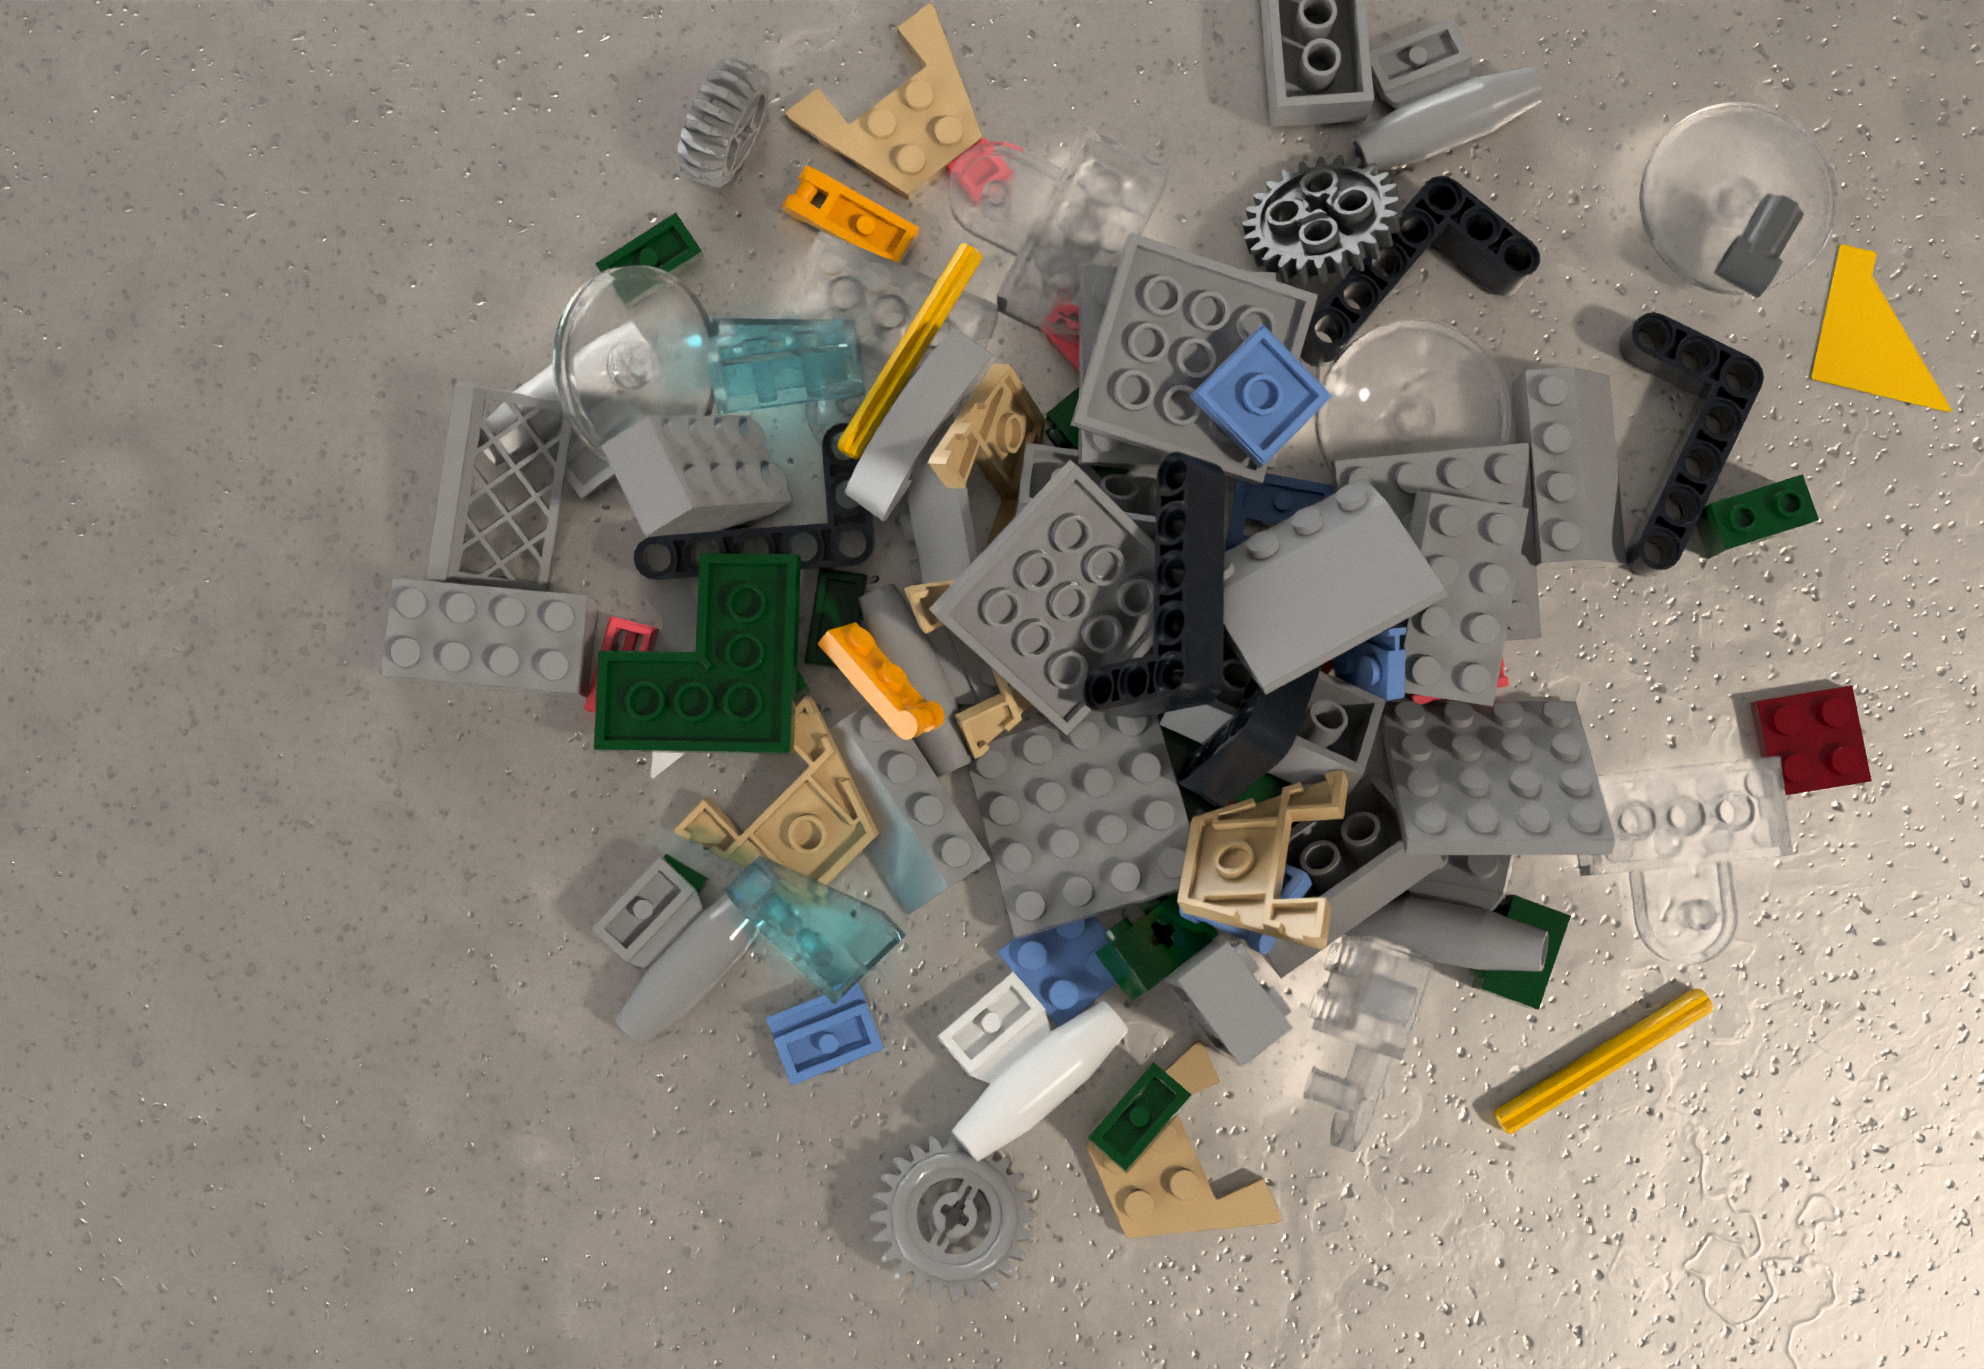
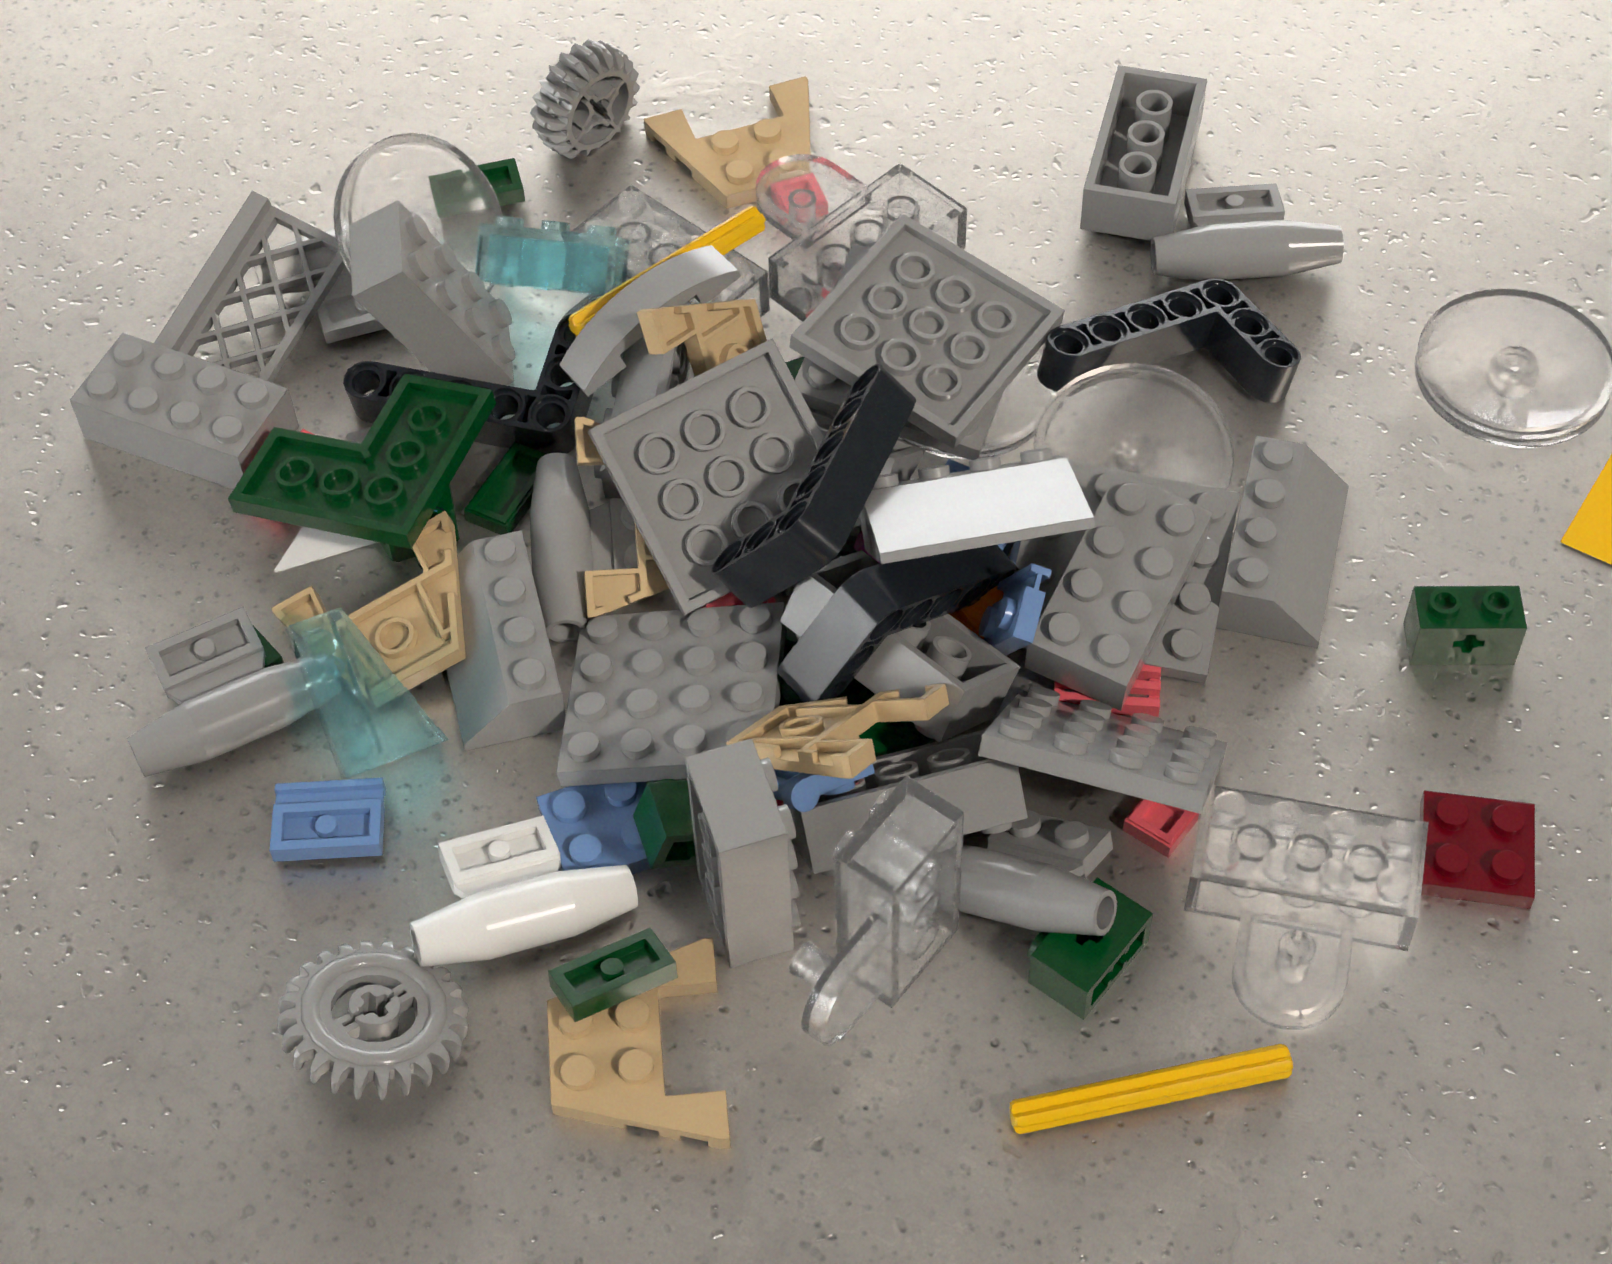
camera: 20 degrees right, 30 degrees down
(850, 216) = (668, 190): light orange plate -> none
(881, 681) = (523, 514): light orange plate -> none
(1261, 396) = (977, 360): medium blue plate -> none
(1322, 220) = (1103, 281): dark grey gear -> none
(1696, 439) = (1457, 521): black beam -> none
(1754, 256) = (1514, 397): dark grey piece -> none

